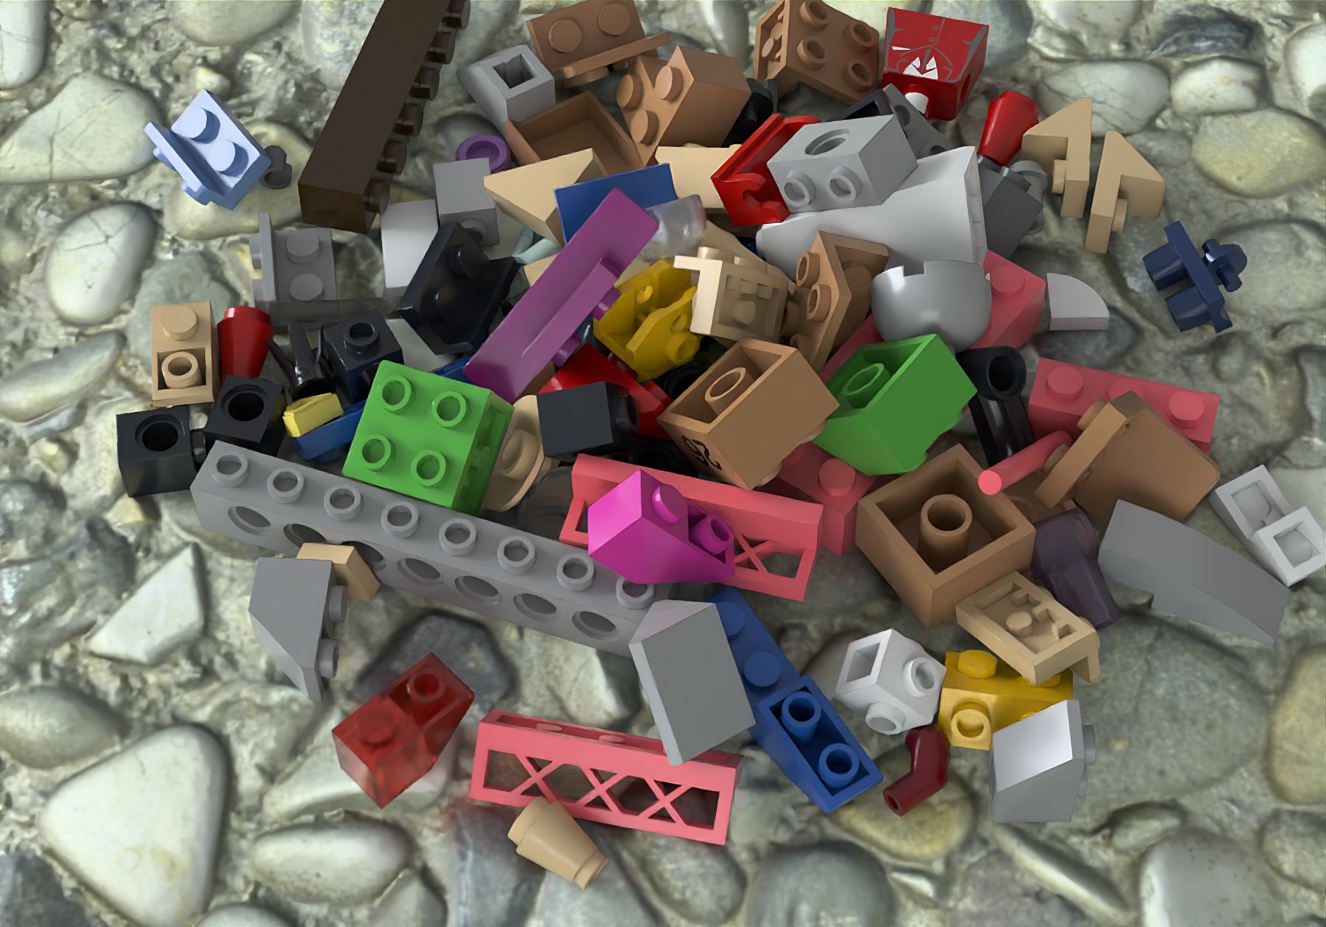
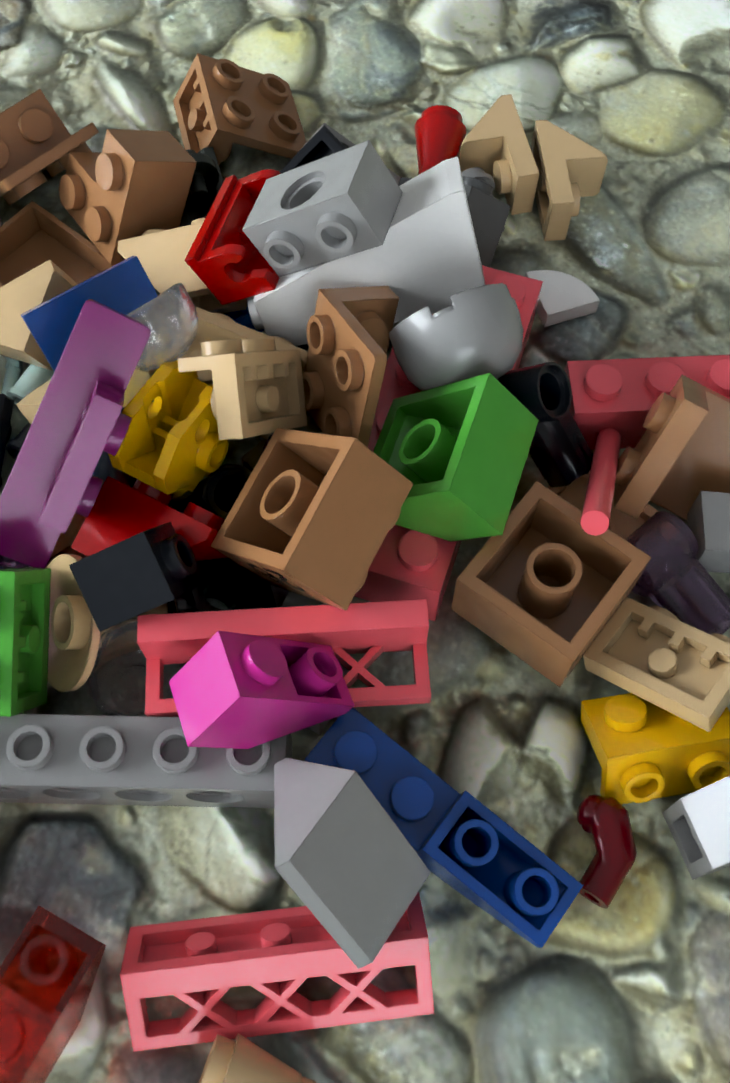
camera: 20 degrees left, 10 degrees up
(890, 682) = (549, 766): white brick -> none
(933, 60) = (346, 92): red torso -> none
(1202, 299) = (668, 233): dark blue hips -> none

